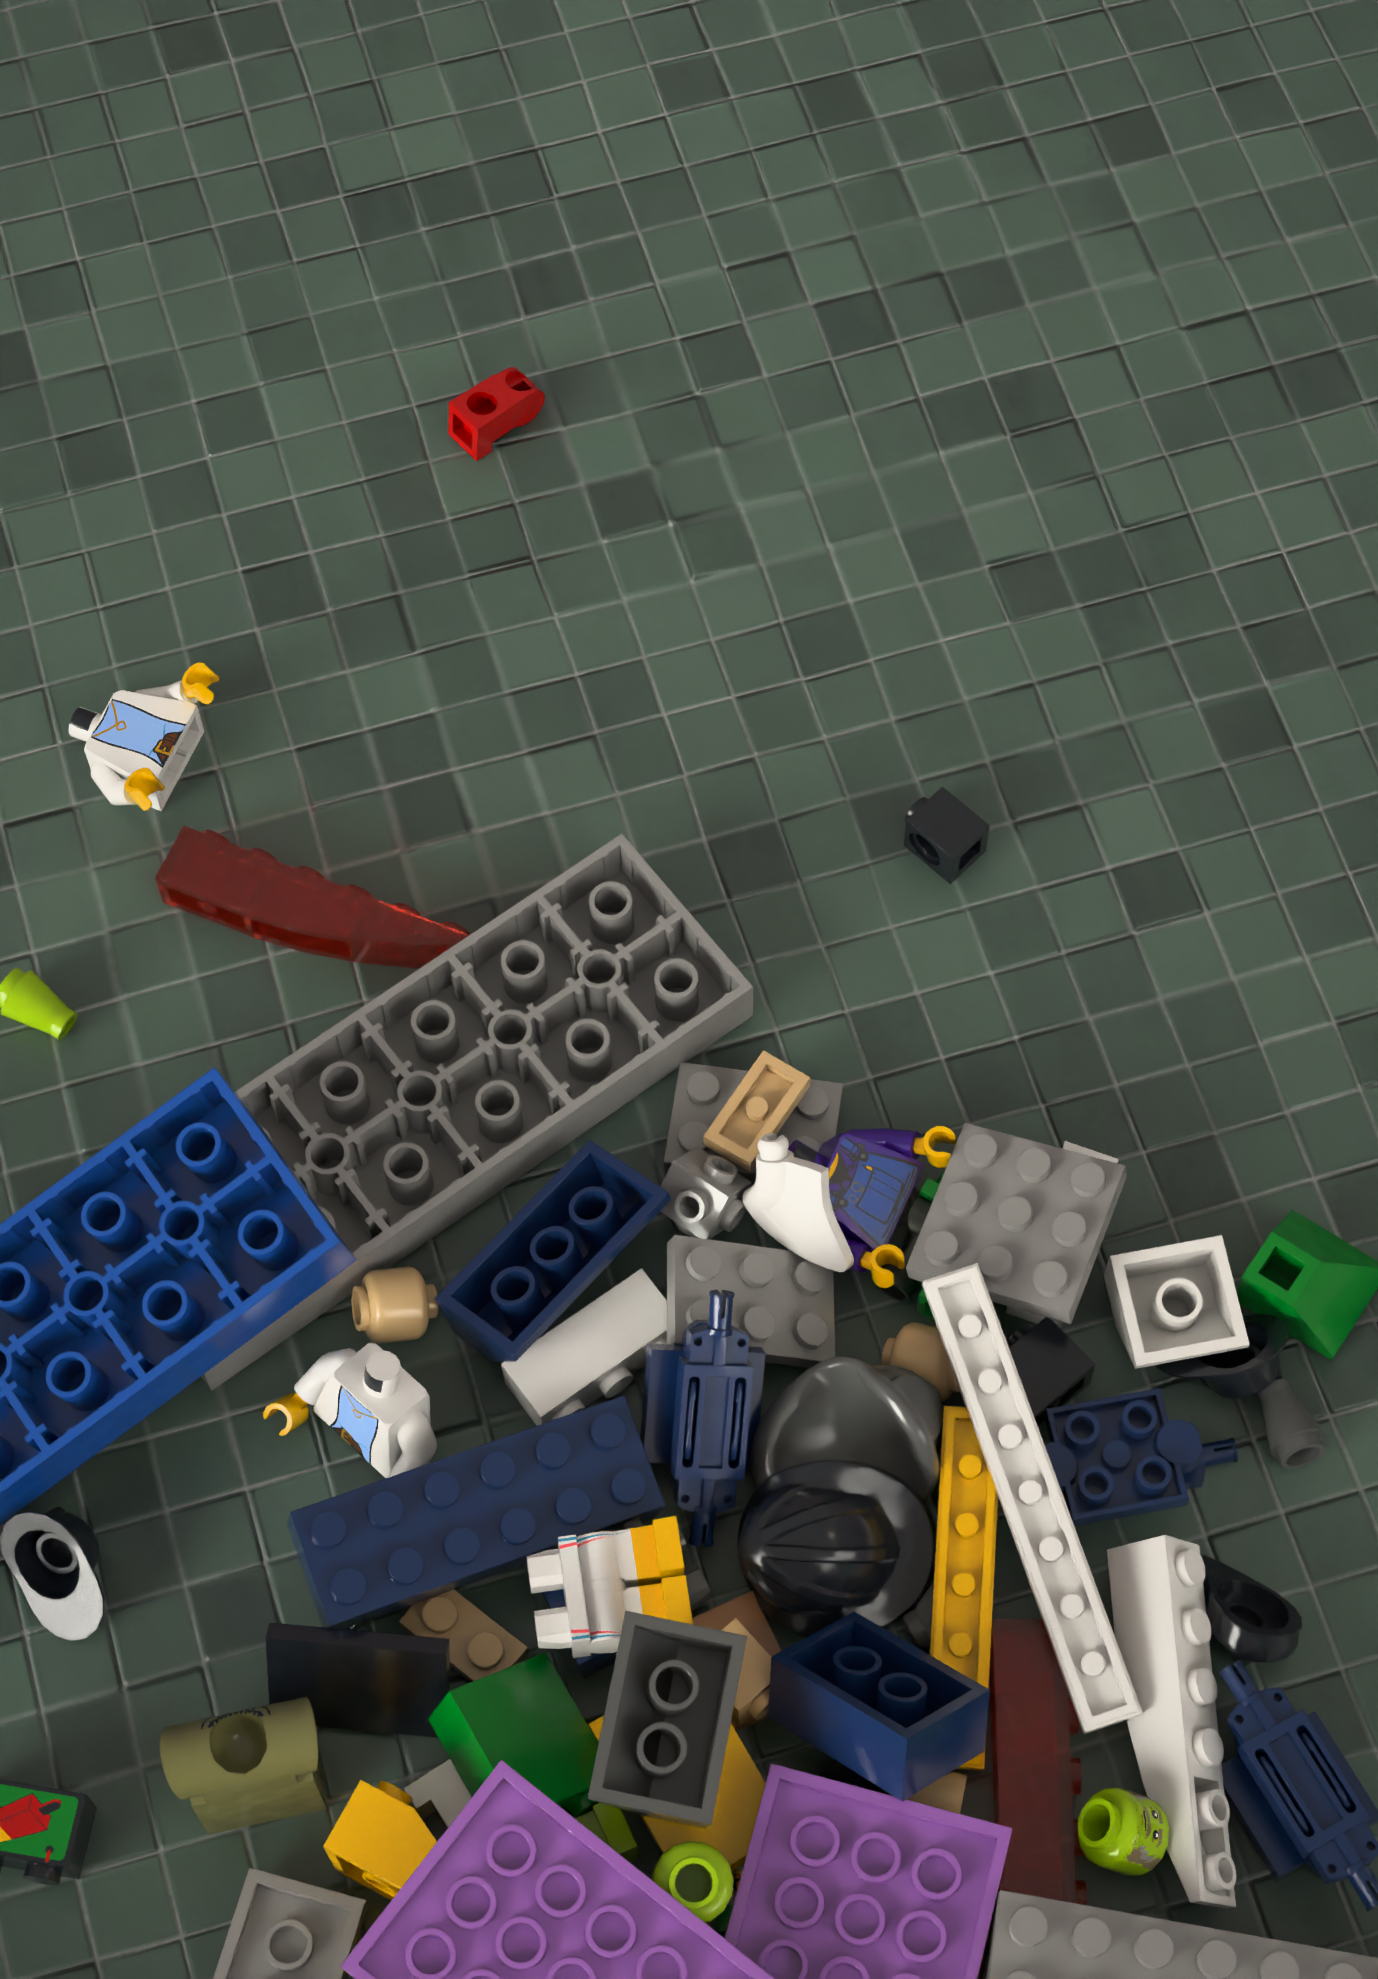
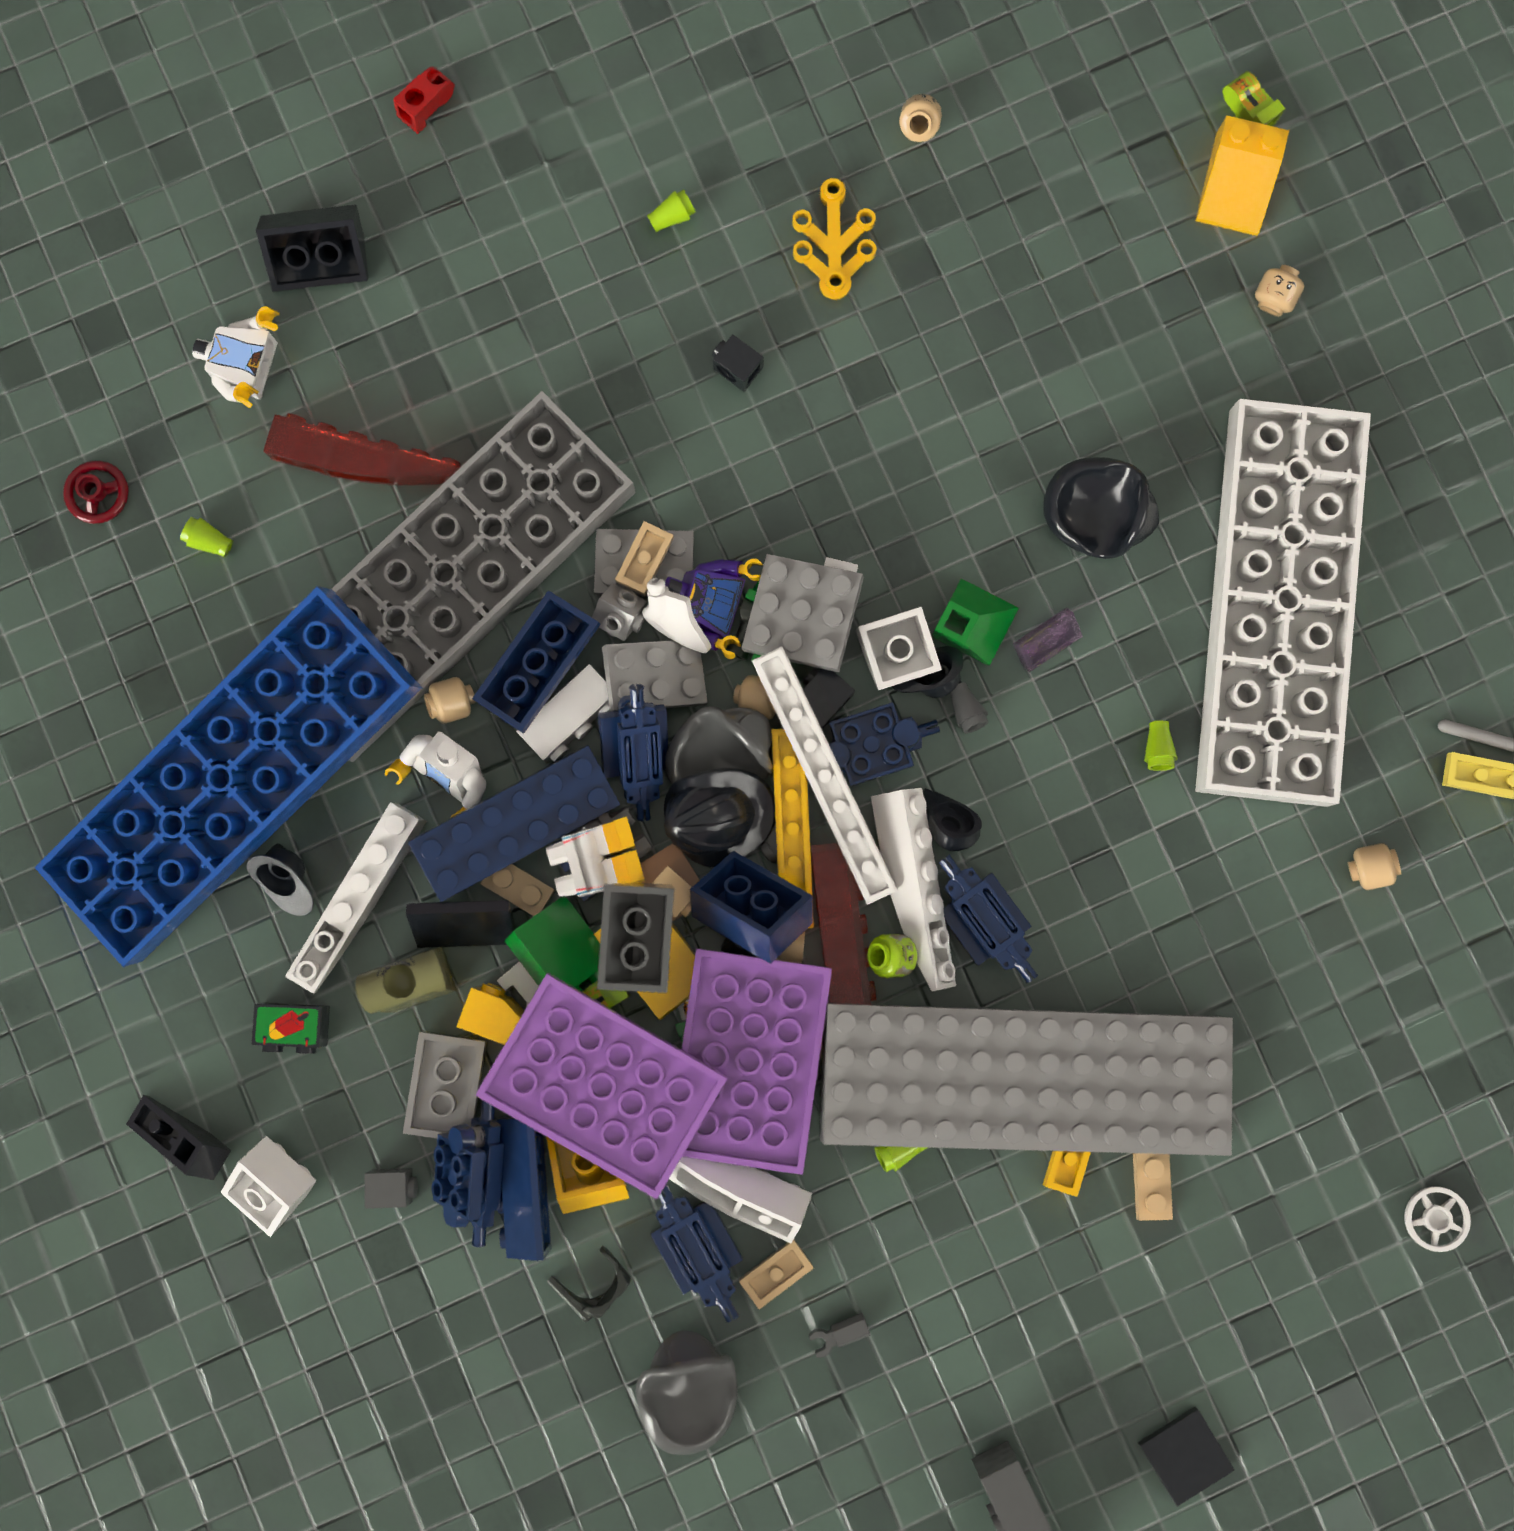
camera: 10 degrees left, 20 degrees up
(178, 1614) = (356, 896): none -> white slope
(287, 599) = (313, 247): none -> black slope
(696, 1878) = (661, 1017): lime head -> none
(864, 605) = (672, 211): none -> lime cone
(1119, 679) = (834, 244): none -> yellow plant
(1274, 511) = (920, 118): none -> tan head

